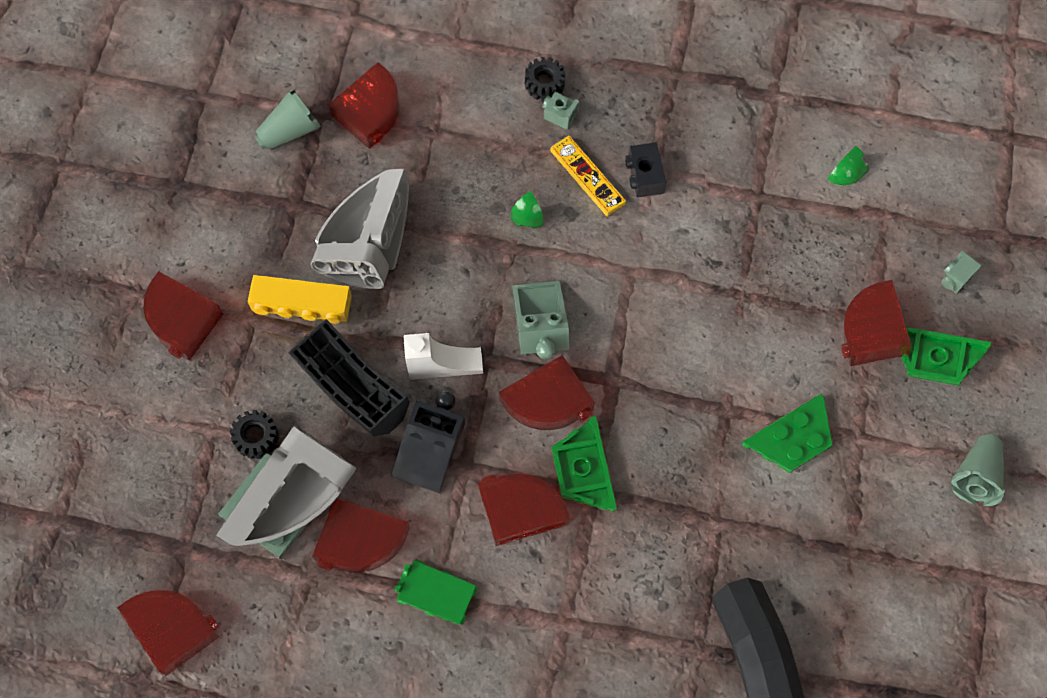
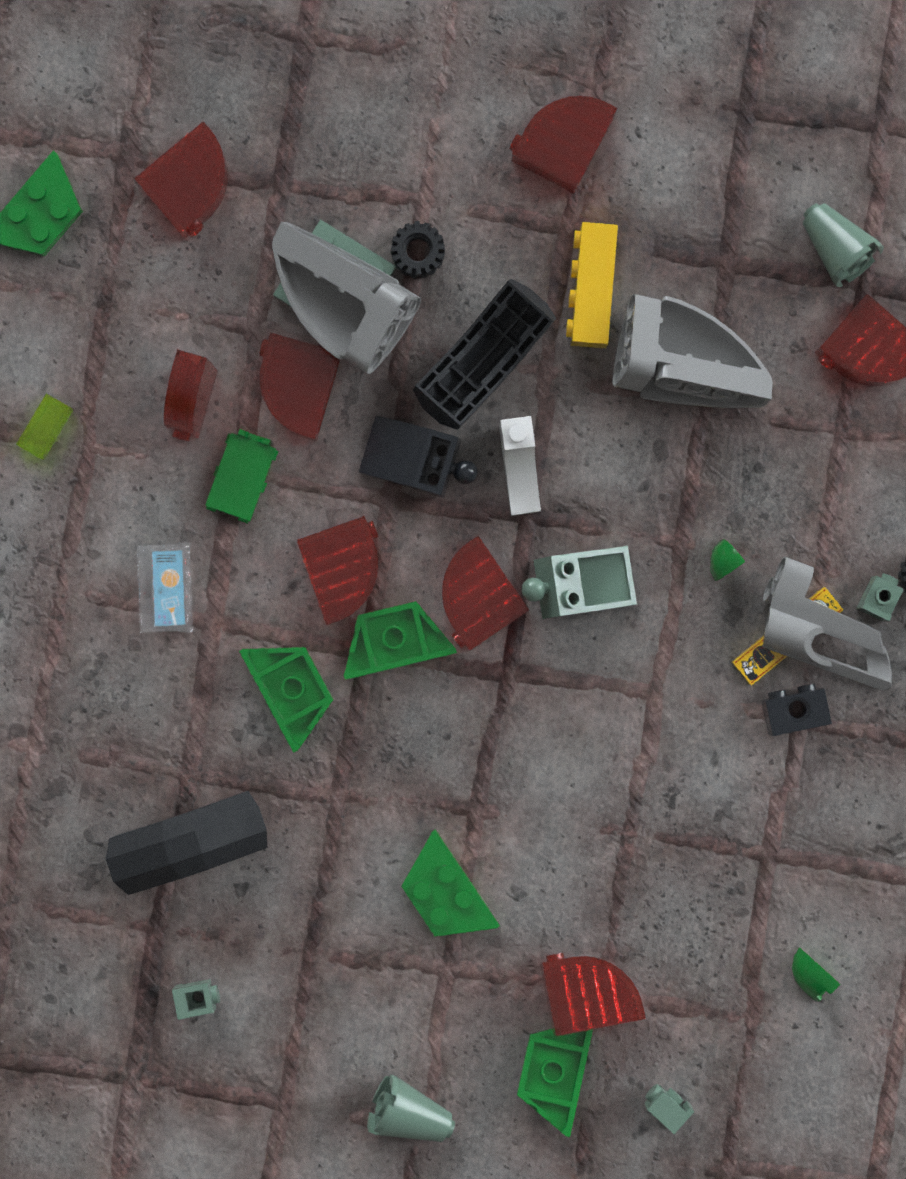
camera: 90 degrees right, 20 degrees up
(360, 626) = (188, 394): none -> clear red brick
(531, 660) = (166, 595): none -> clear door
(577, 162) = (797, 620): none -> light grey panel
(623, 556) = (290, 689): none -> green wing
(906, 653) = (187, 1006): none -> sand green brick

